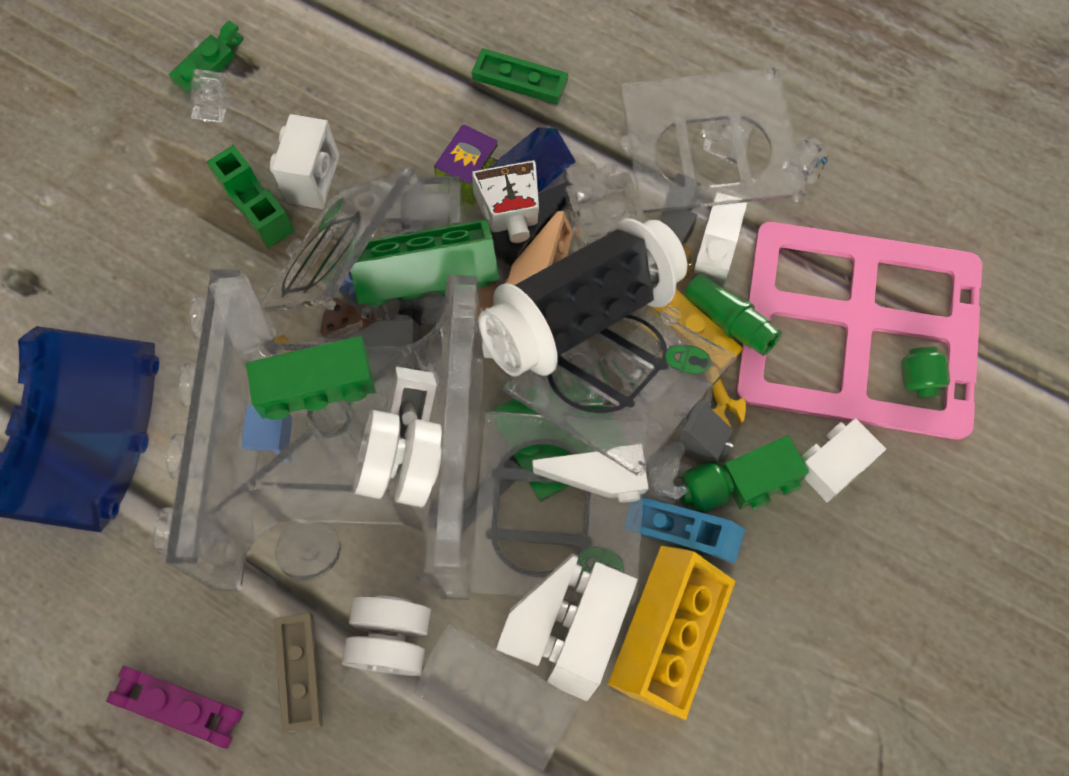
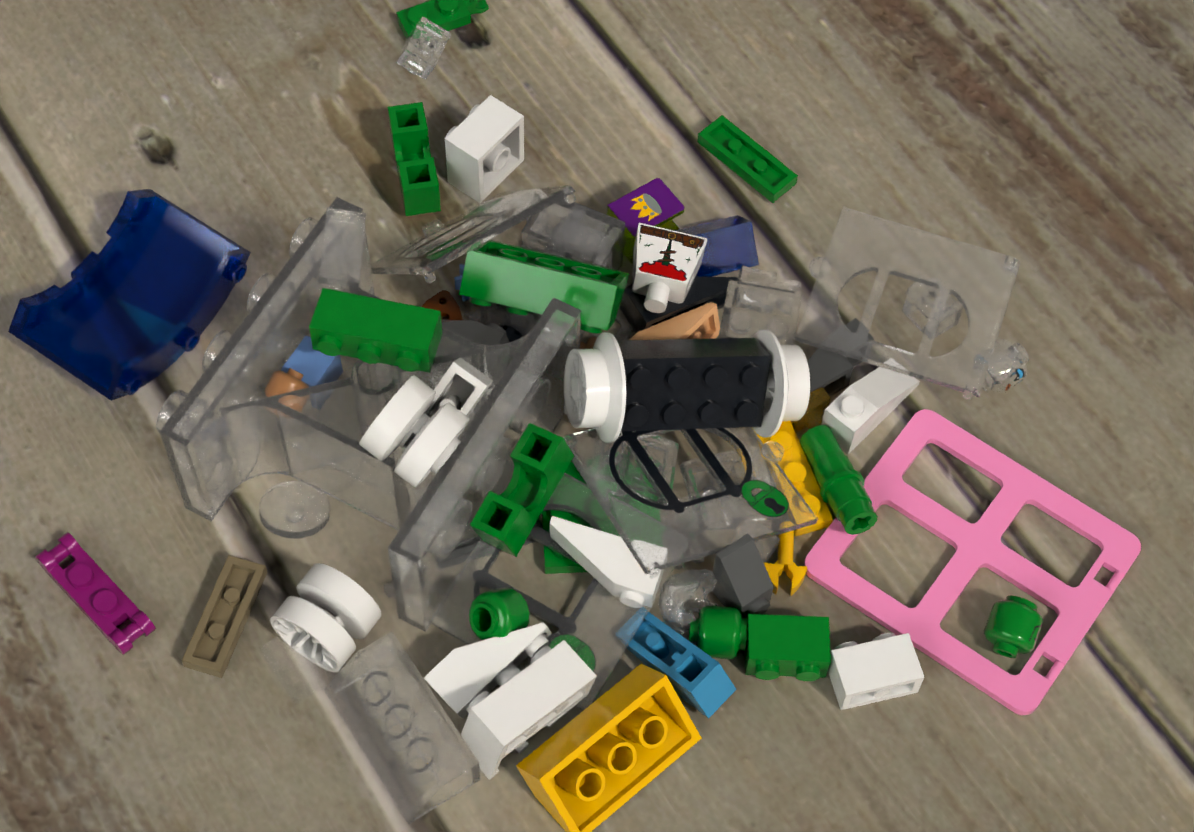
camera: 20 degrees right, 10 degrees down
(253, 459) = (284, 382): none -> medium nougat piece
(499, 425) = (538, 467): none -> green arch
(530, 564) = (498, 613): none -> green head

